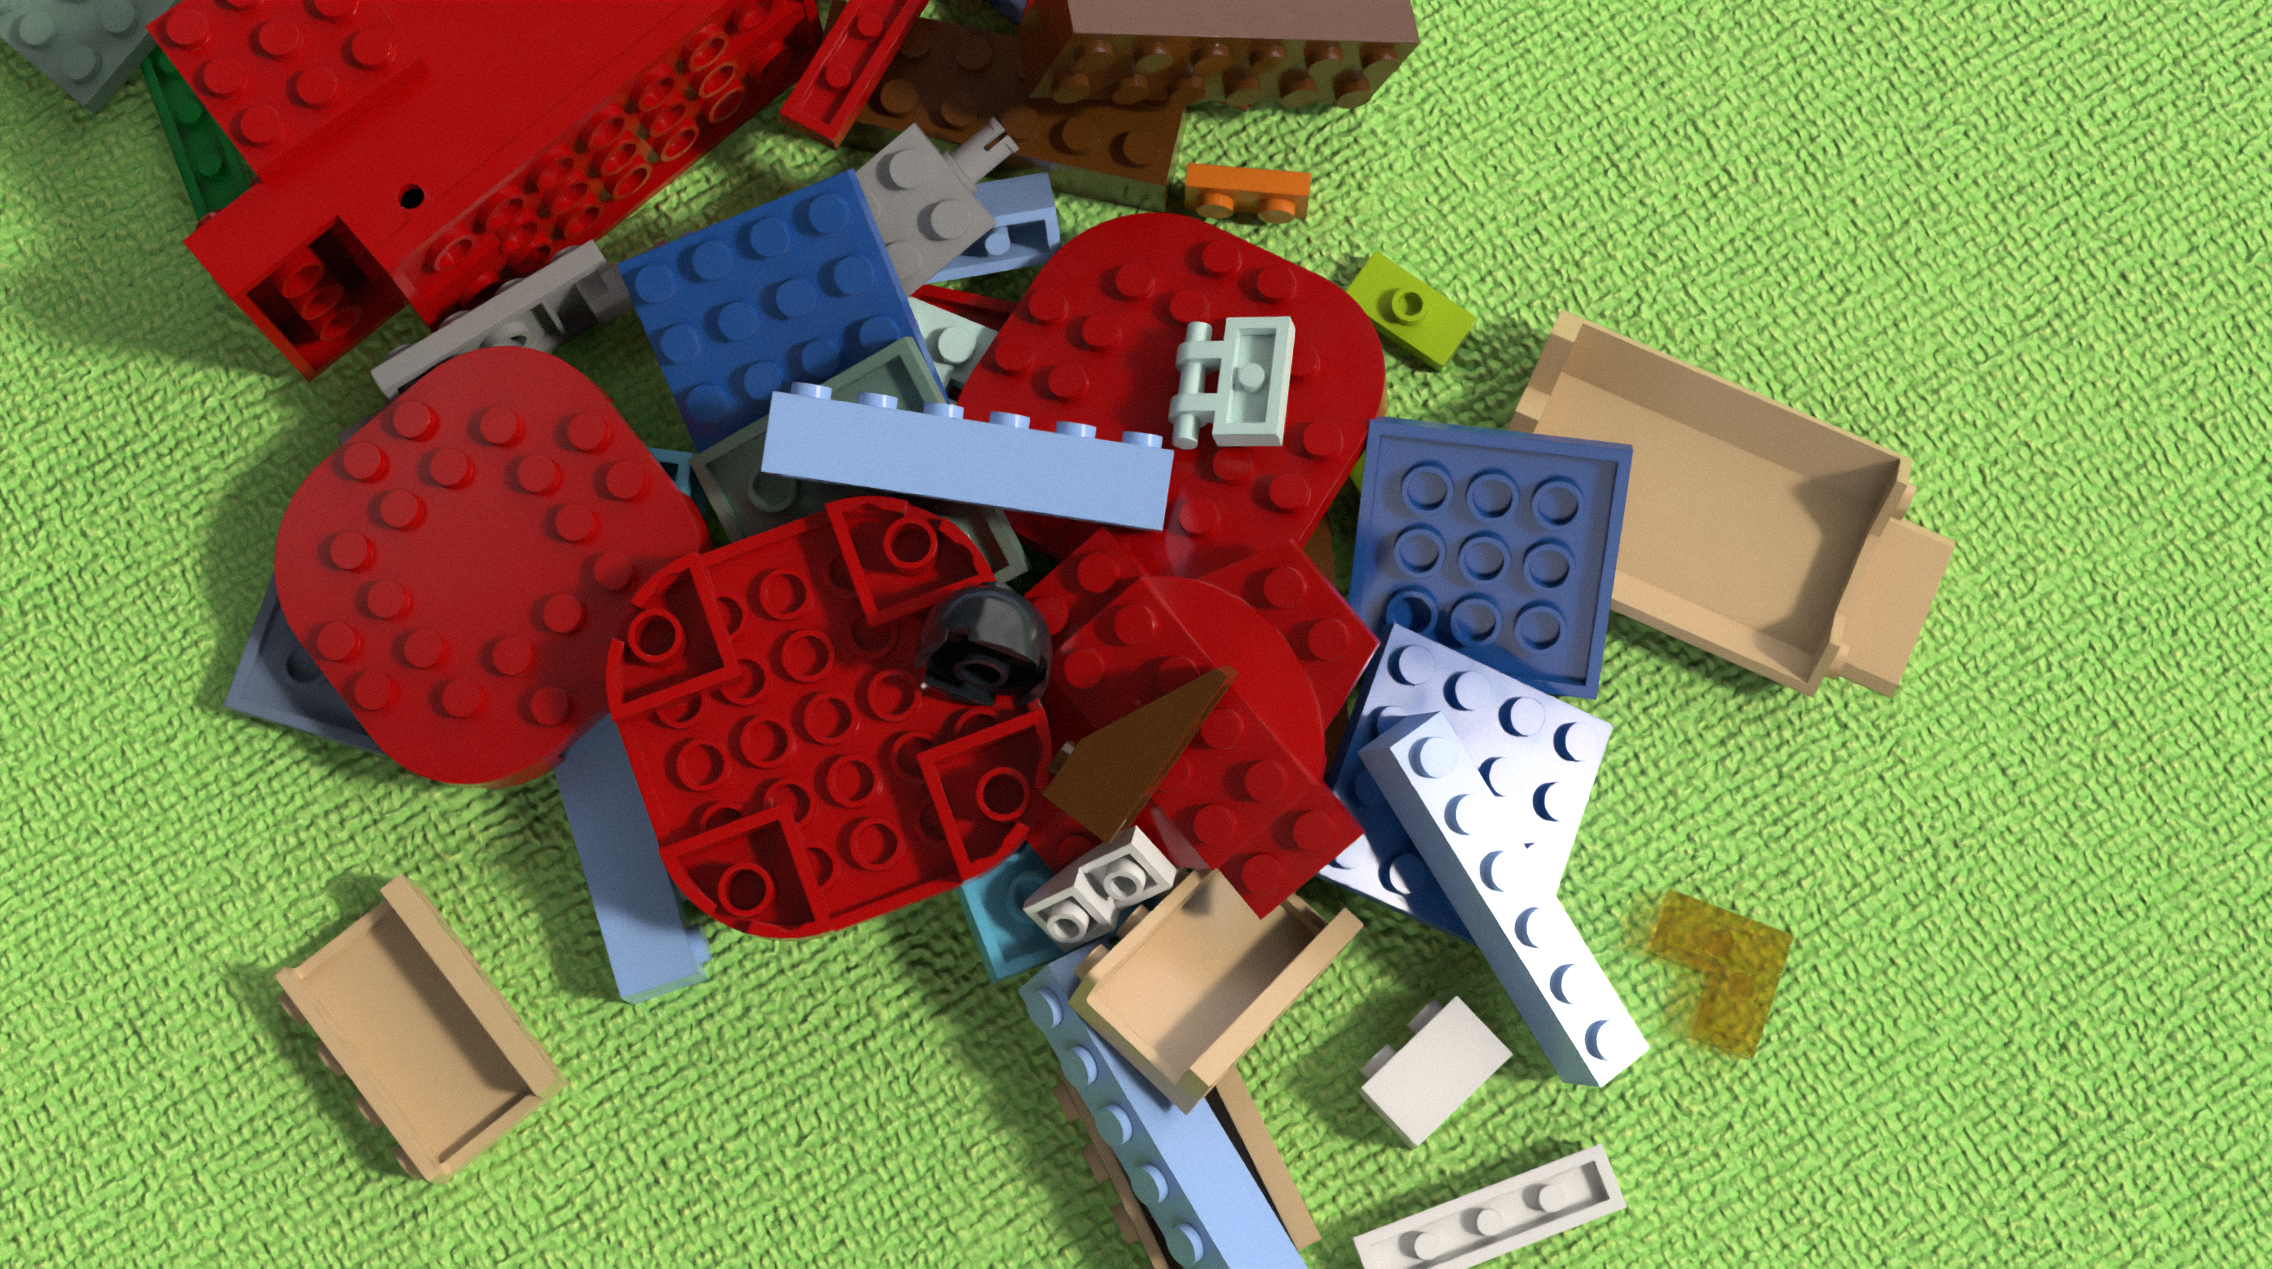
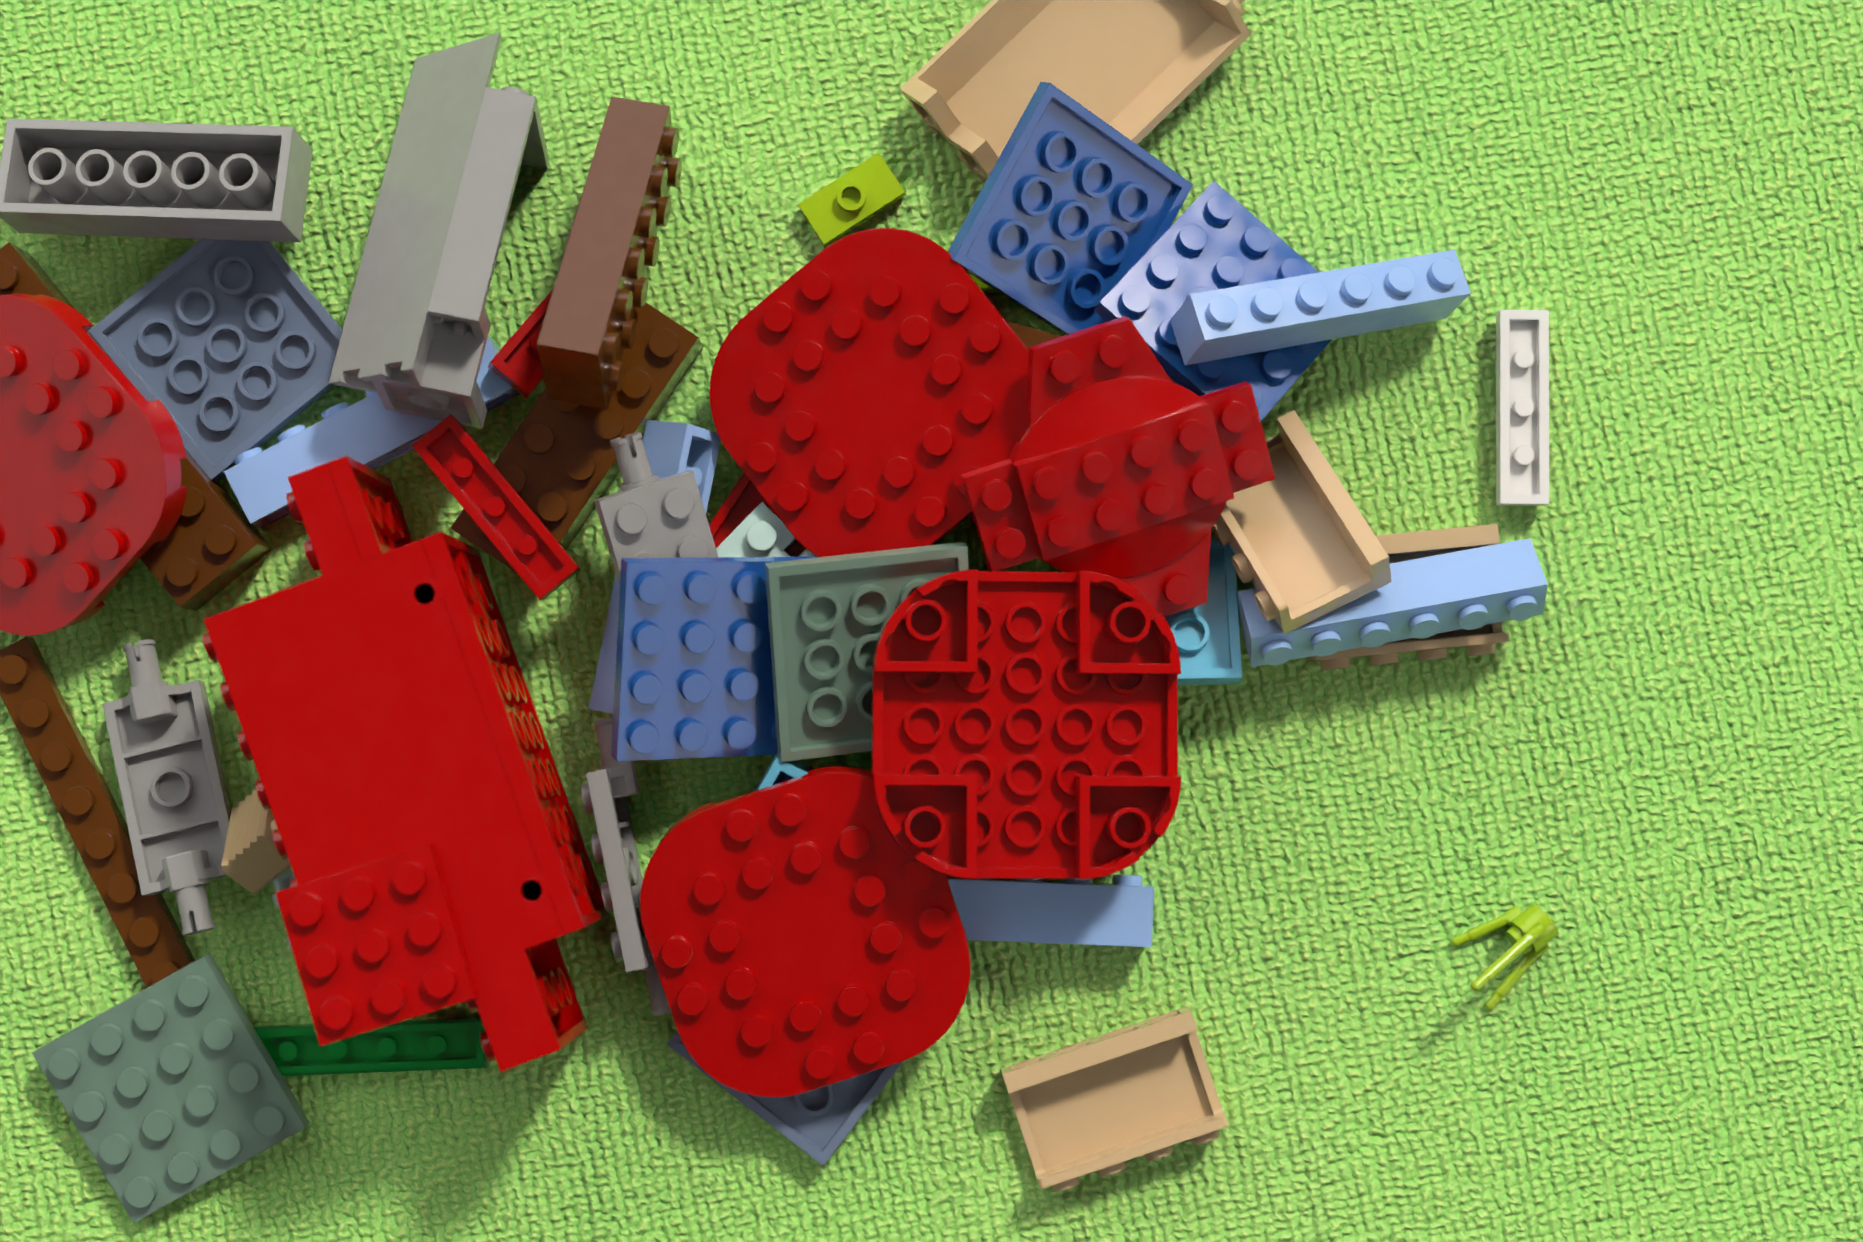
camera: 75 degrees left, 10 degrees up
(968, 460) = (882, 555): light blue brick -> none
(985, 645) = (1023, 591): black cylinder -> none
(1093, 889) = (1209, 590): white slope -> none
(1121, 766) = (1142, 522): reddish brown slope -> none
(1226, 190) = (727, 262): orange plate -> none
(1251, 382) = (895, 331): light aqua plate -> none
(1433, 1071) = (1407, 404): white brick -> none
(1740, 964) = (1414, 165): clear yellow plate -> none

